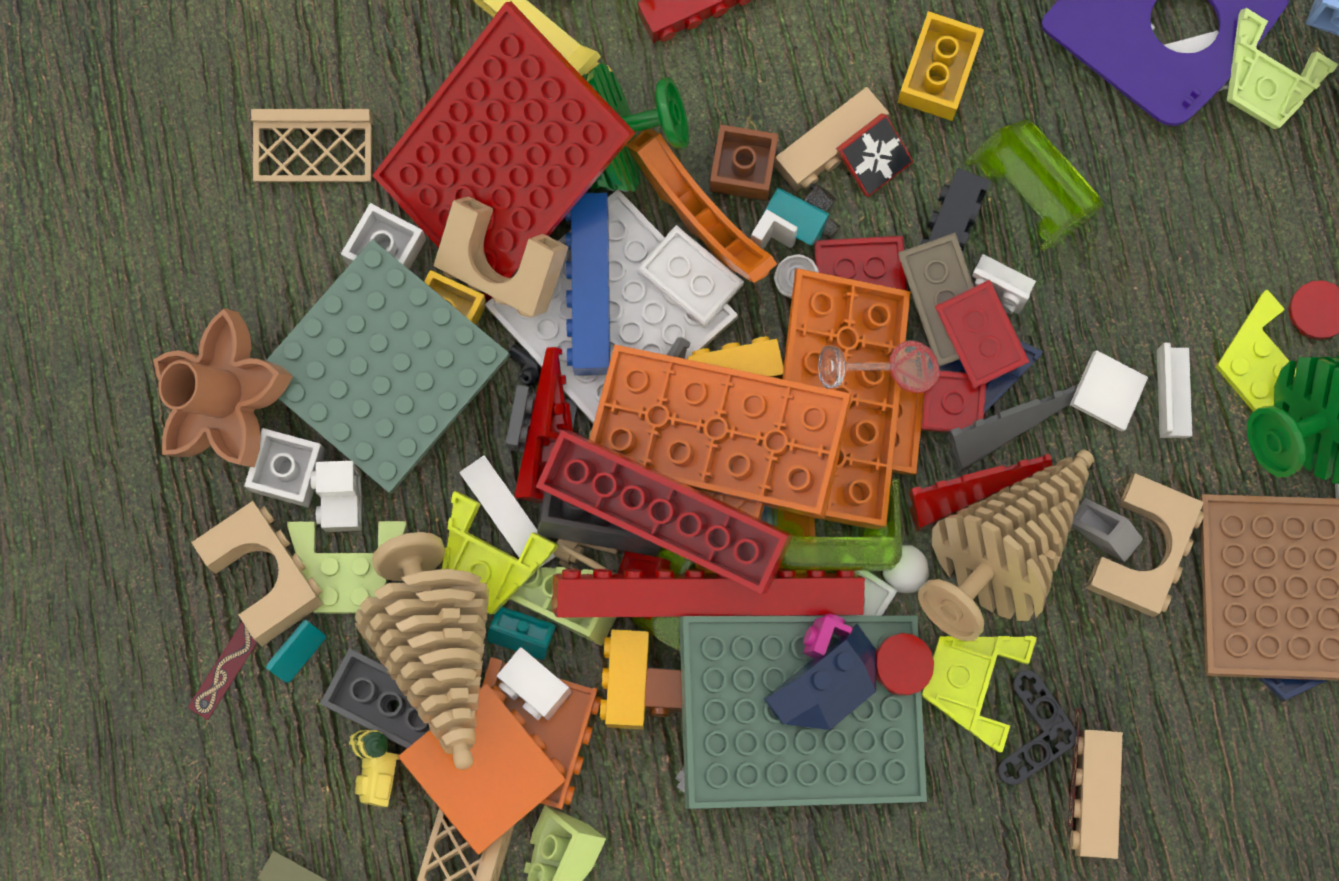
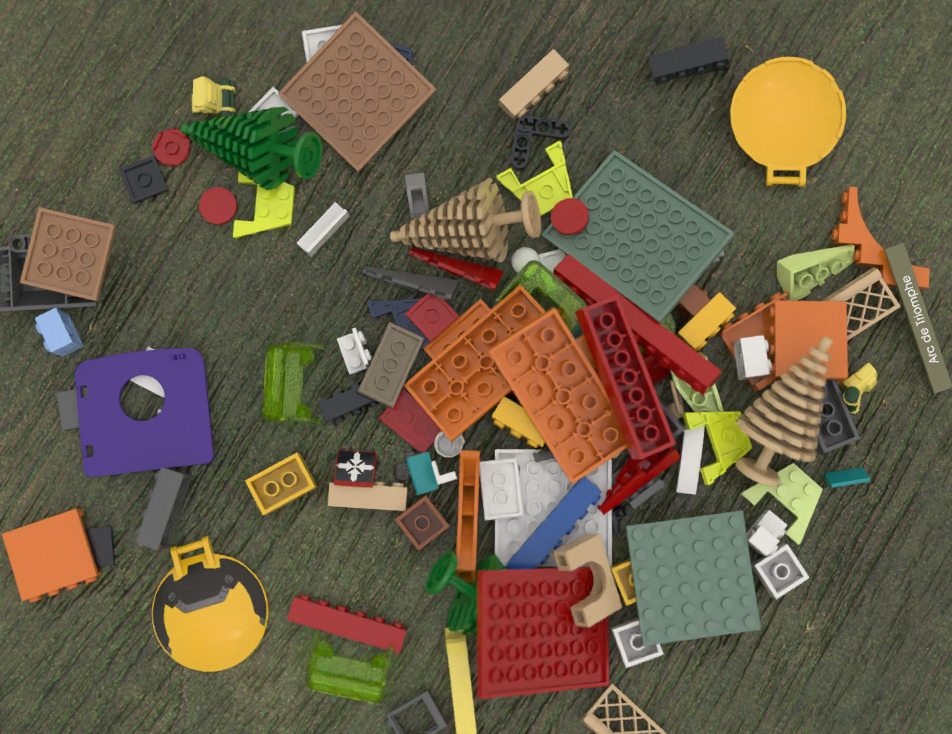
camera: 135 degrees left, 5 degrees up
(217, 393) = (785, 637): nougat plant -> none
(223, 673) = (882, 501): sticker -> none
(293, 593) = (825, 505): tan arch -> none
(519, 630) = (731, 392): teal slope -> none
(819, 635) = (600, 259): dark pink bracket -> none
(828, 685) = (615, 235): dark blue wedge -> none
(910, 364) = (438, 347): clear piece -> none
(982, 334) = (391, 332): red tile -> none
(1074, 769) = (533, 105): sticker -> none
(1108, 391) = (353, 256): white tile -> none
(1176, 517) = (422, 151): tan arch -> none
(1264, 85) = (136, 332): yellowish green wing -> none

